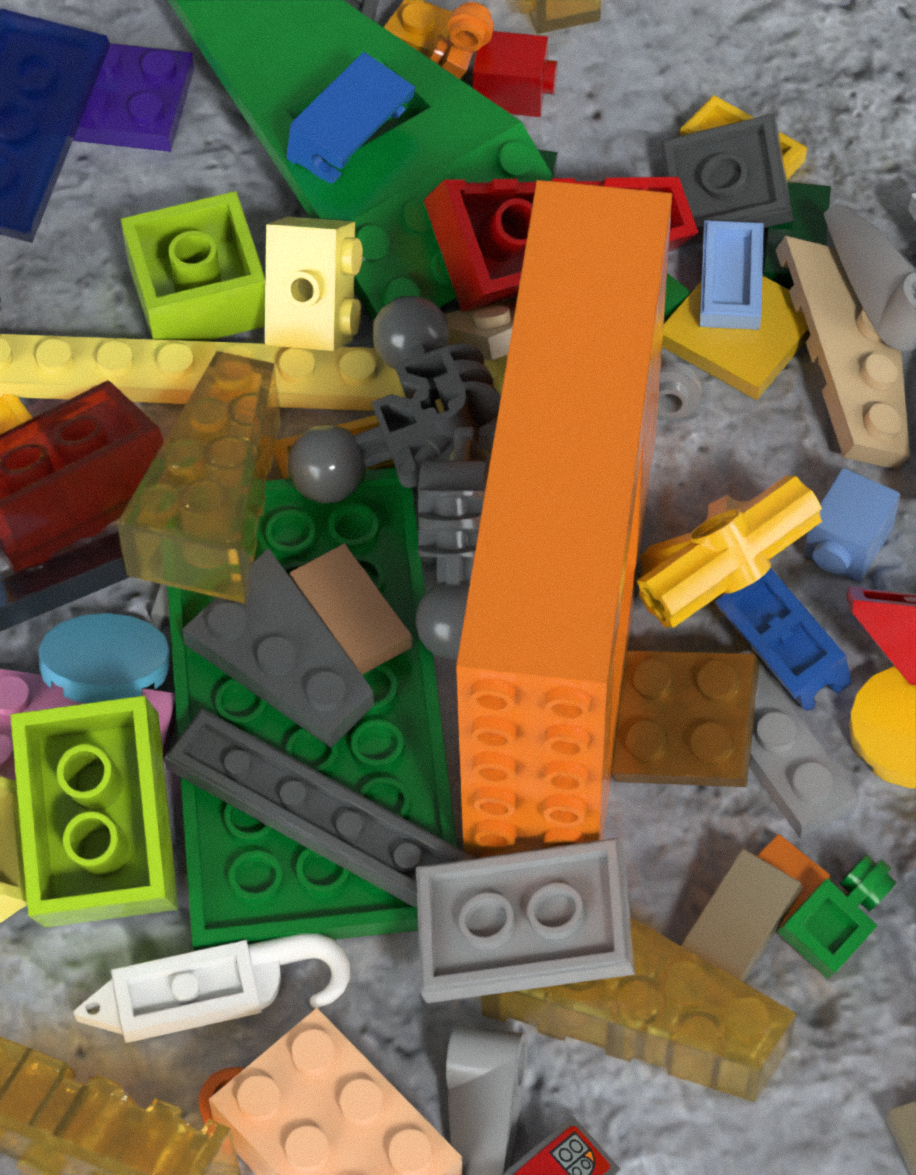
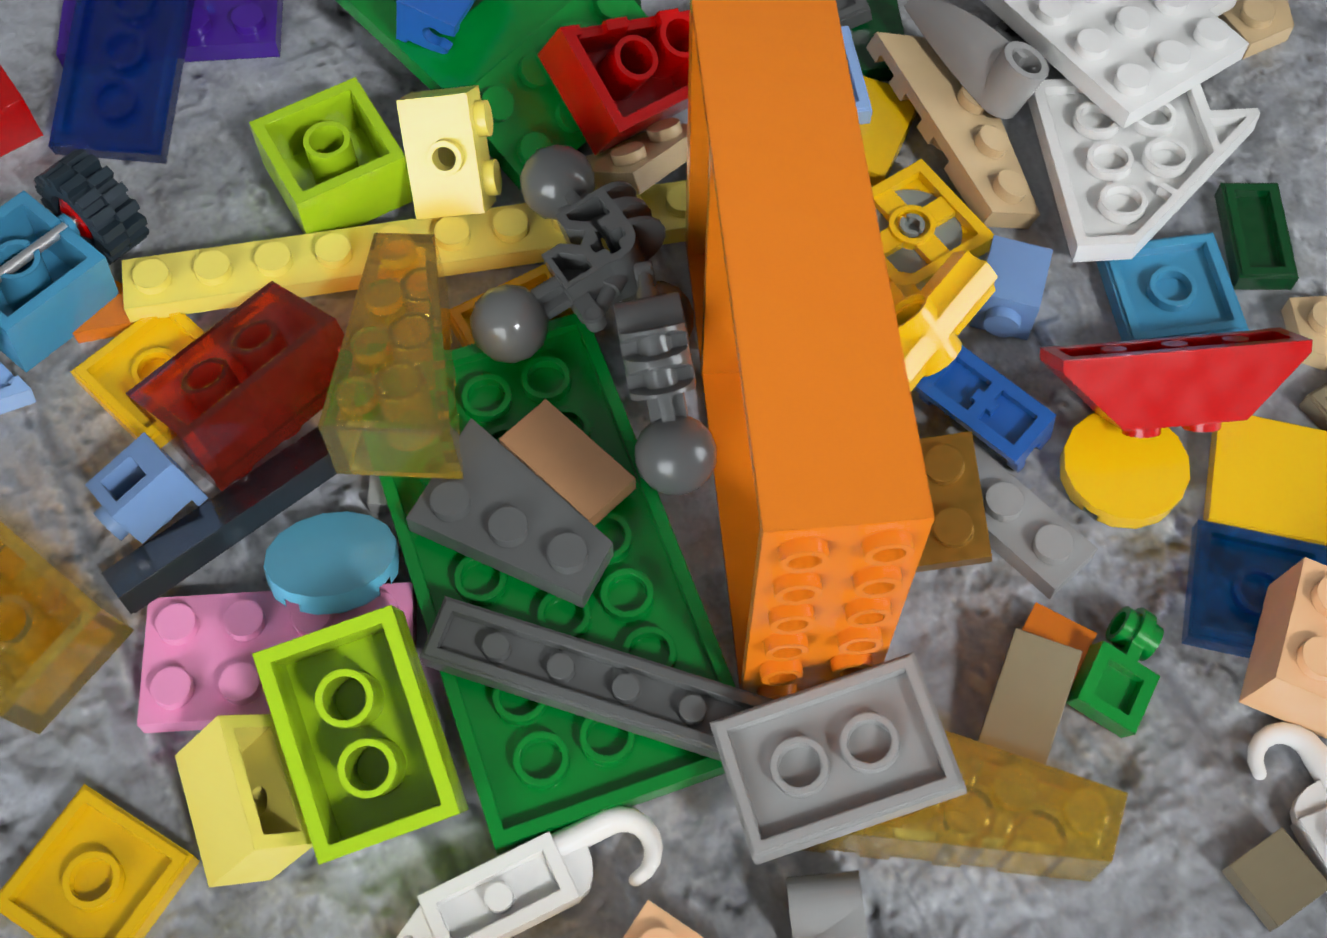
camera: 15 degrees left, 5 degrees up
(752, 444) = (924, 224): none -> yellow piece

